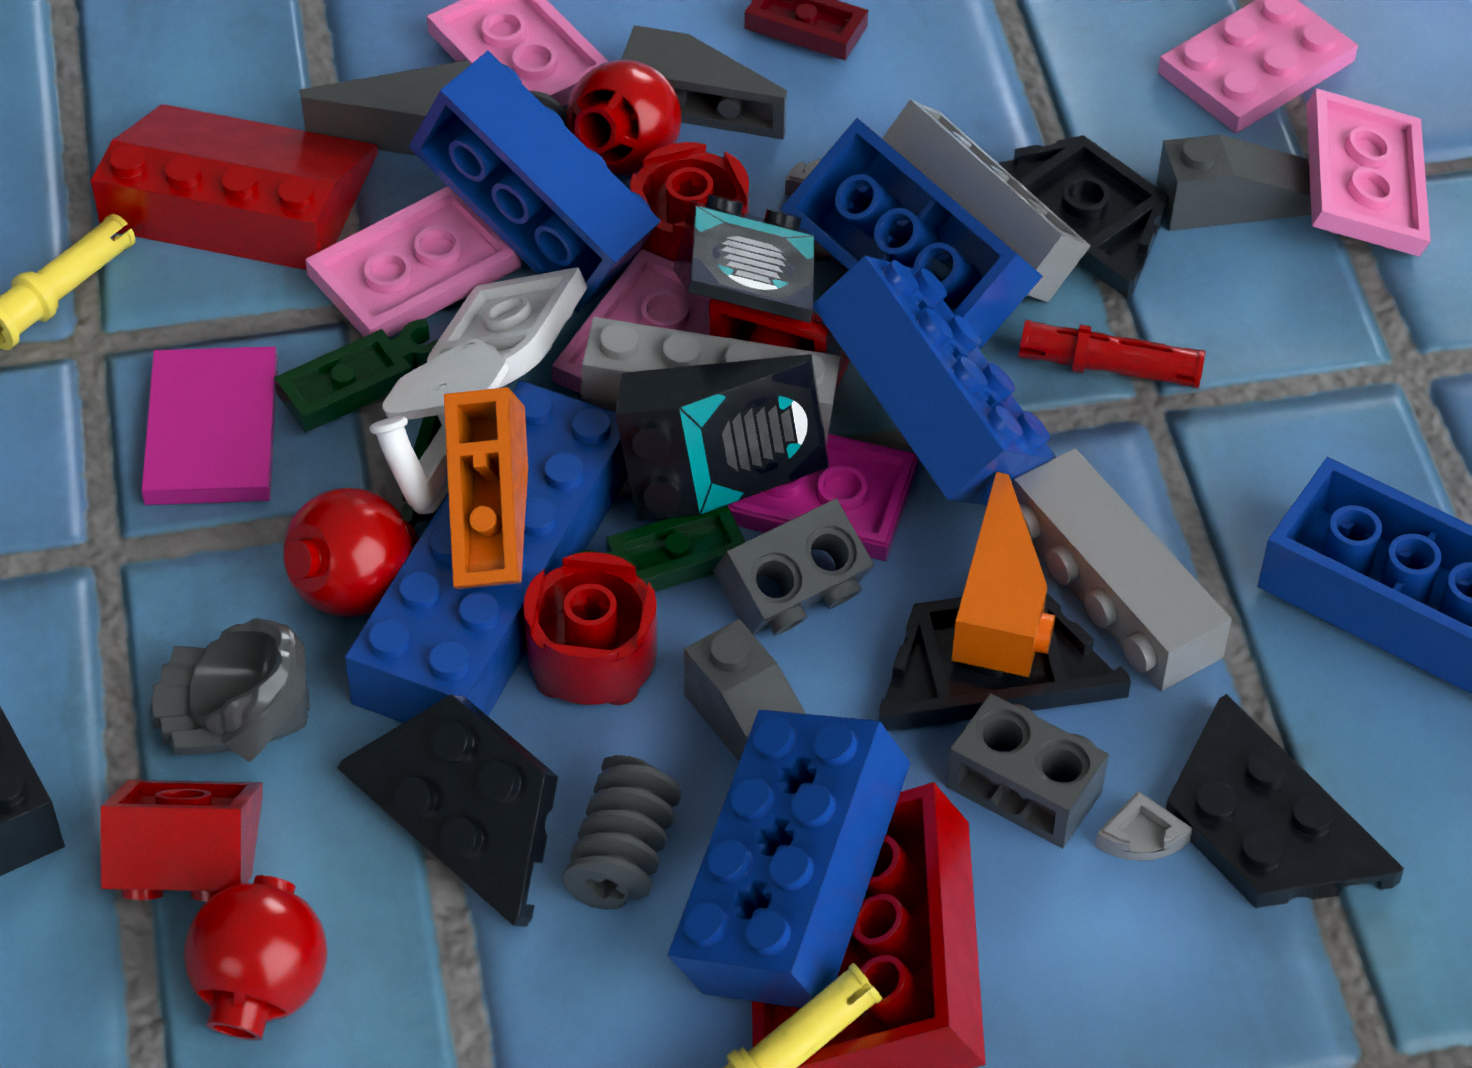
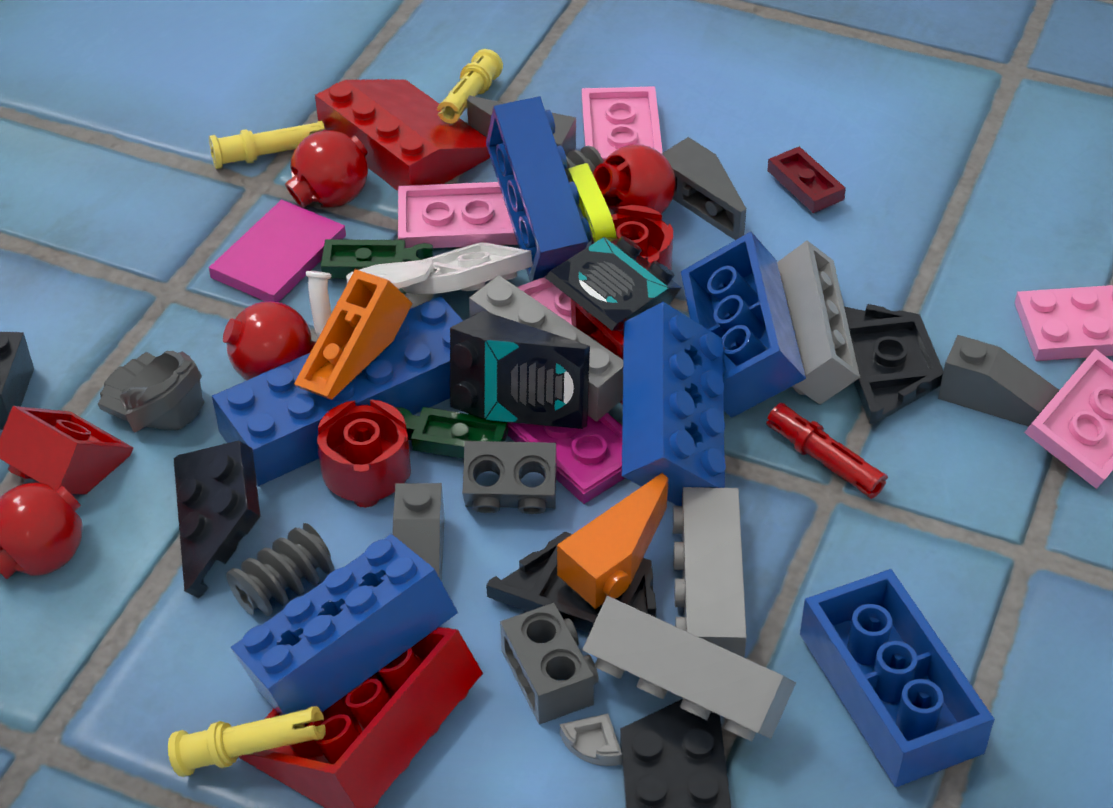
camera: 35 degrees right, 5 degrees down
(190, 279) = (328, 169): none -> red brick
(274, 77) = (474, 80): none -> light yellow pin
(642, 173) = (592, 202): none -> neon yellow beam
(1206, 685) = (689, 667): none -> light grey brick

